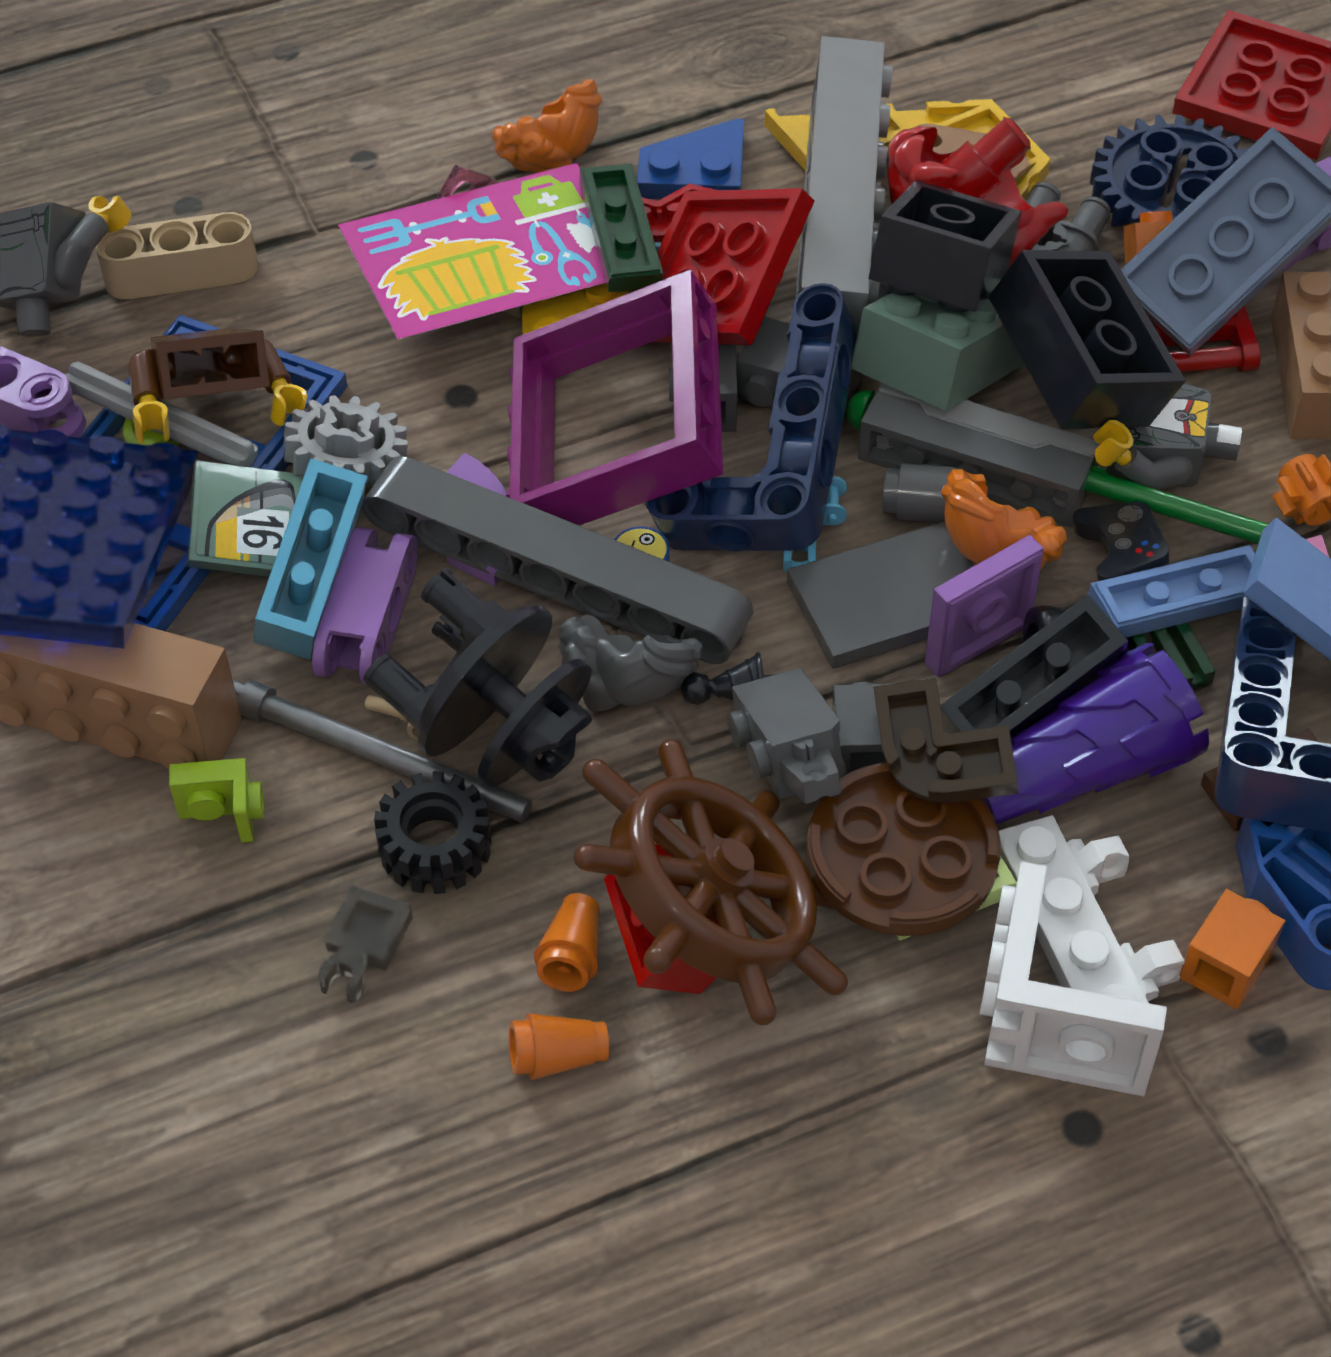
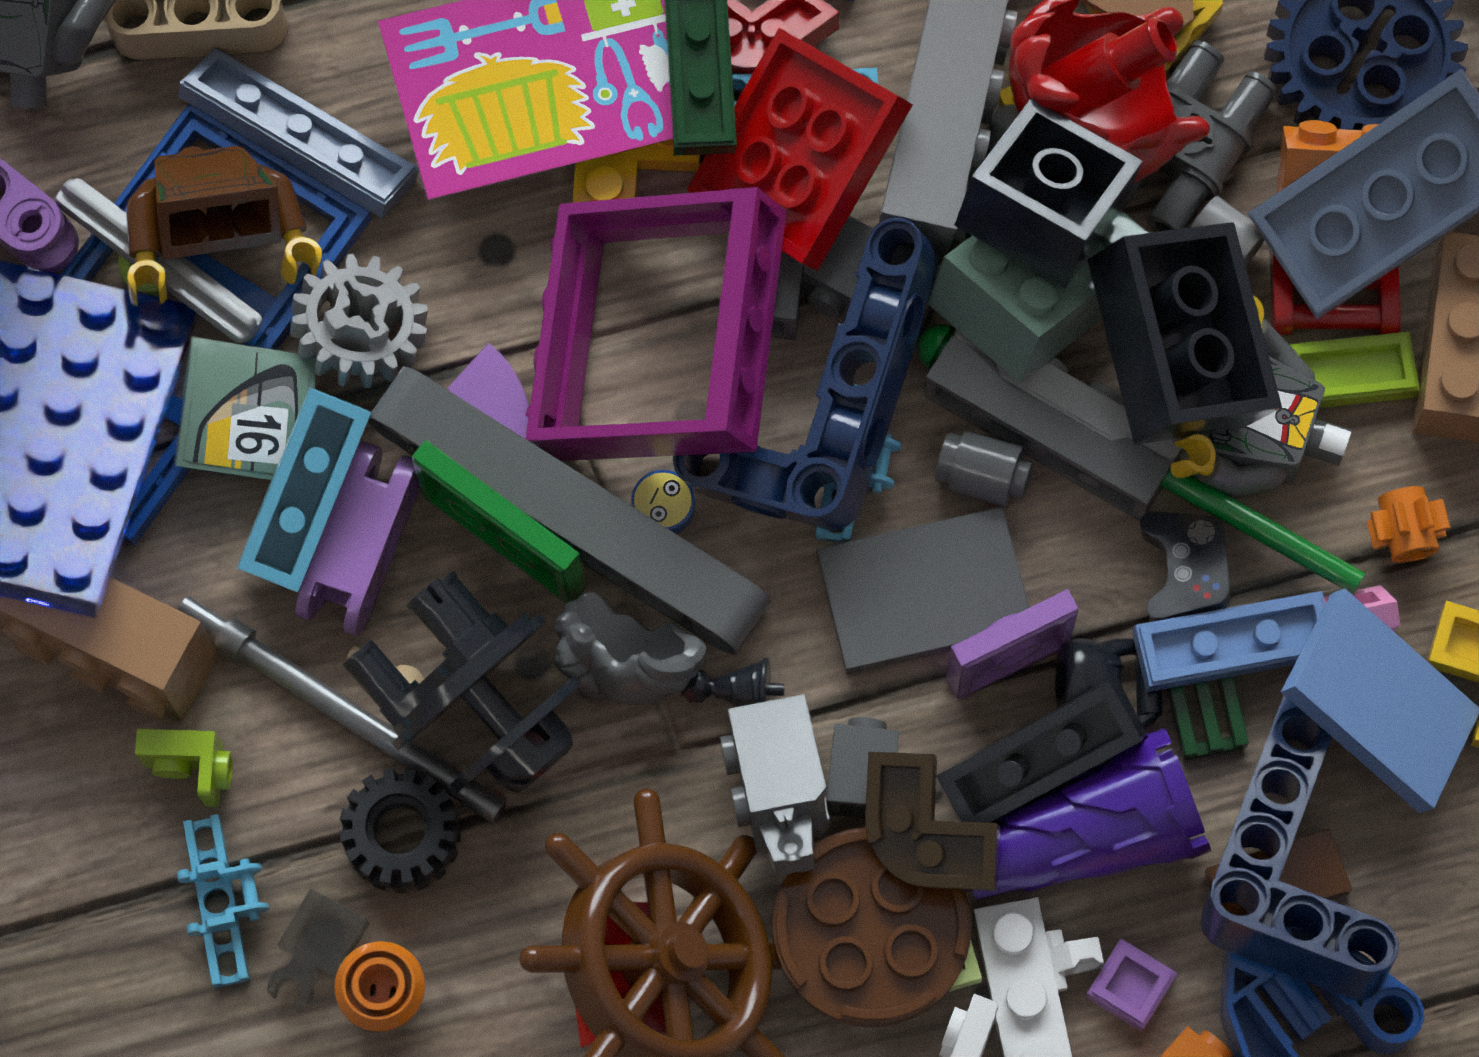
camera: 10 degrees right, 20 degrees up
(269, 928) = (230, 916): none -> medium azure piece
(283, 326) = (298, 132): none -> sand blue tile
(431, 959) = (383, 967): none -> orange cone
(493, 559) = (499, 523): none -> green tile
(570, 946) = (515, 995): orange cone -> none
(985, 527) = (1050, 541): orange hair -> none
(1157, 881) = (1131, 985): none -> medium lavender tile
(1243, 393) = (1362, 368): none -> lime tile

